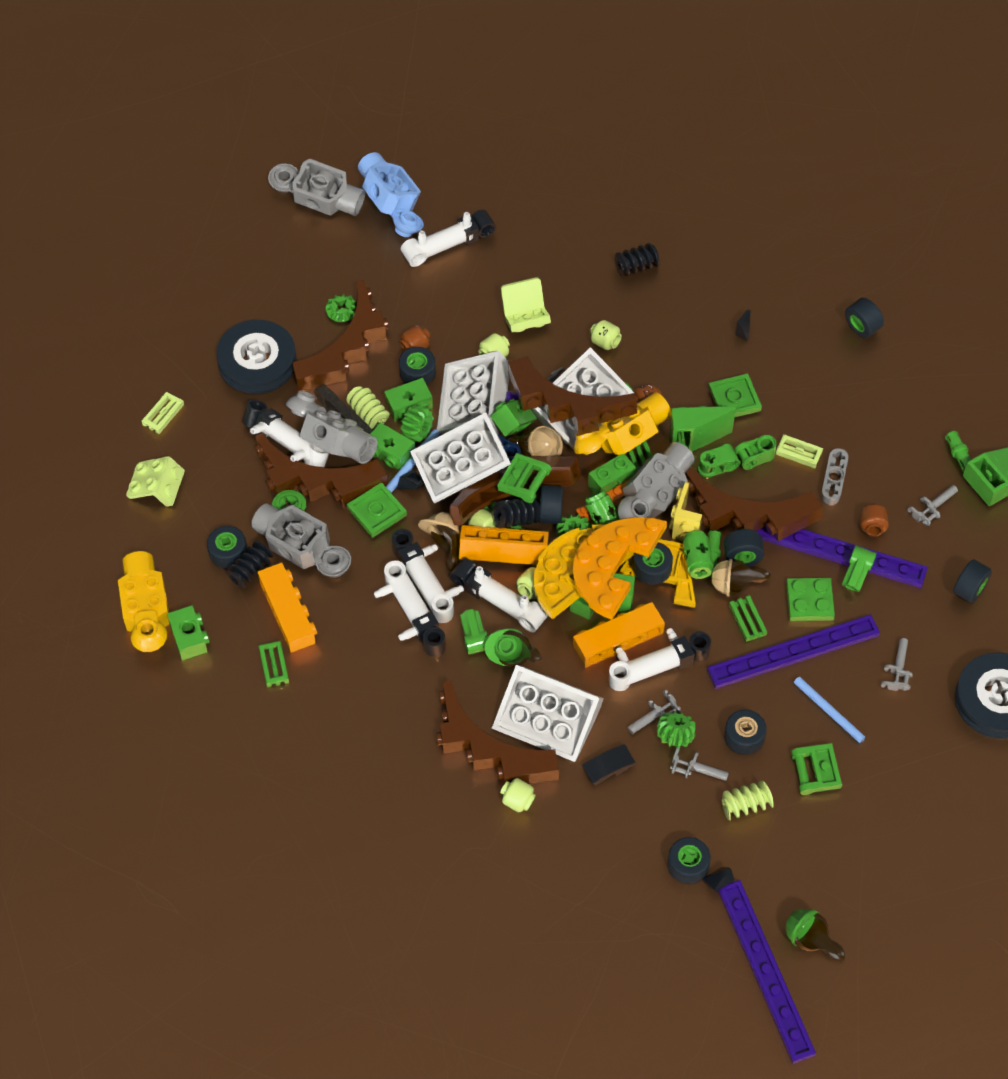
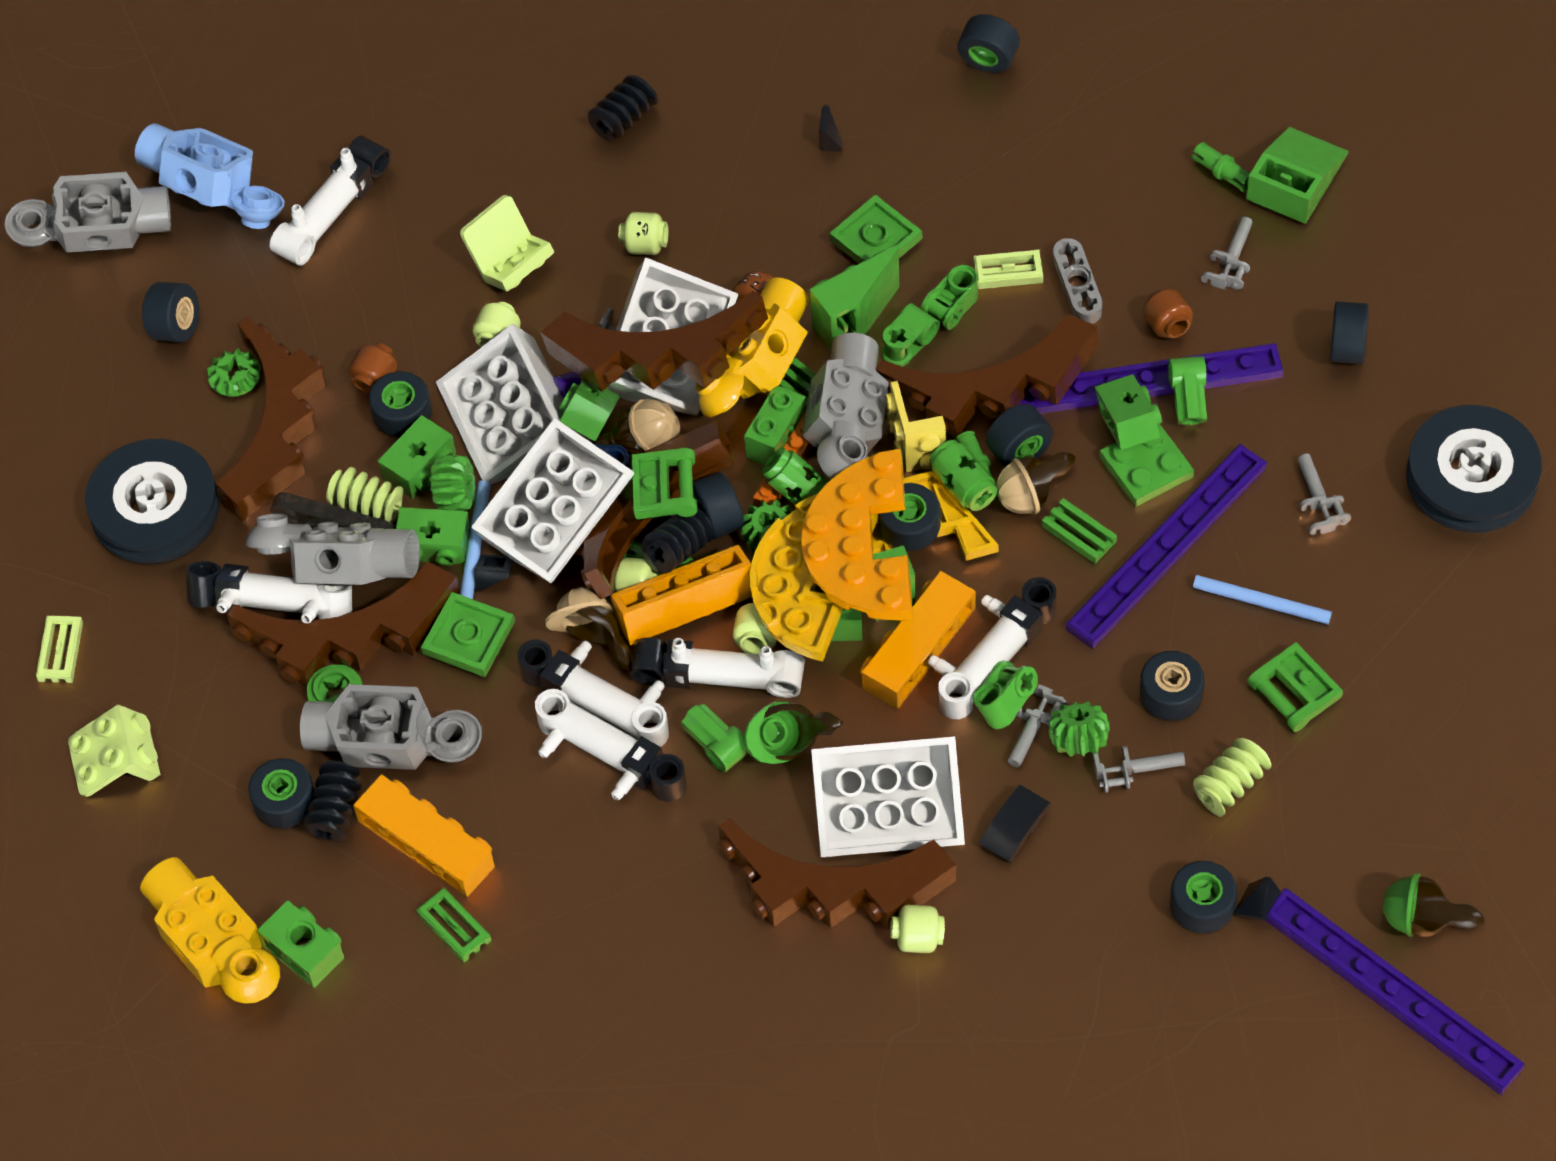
camera: 25 degrees left, 0 degrees up
(326, 259) = (170, 311): none -> black wheel
(645, 688) = (1002, 693): none -> bright green piece
(815, 564) = (1128, 411): none -> bright green brick

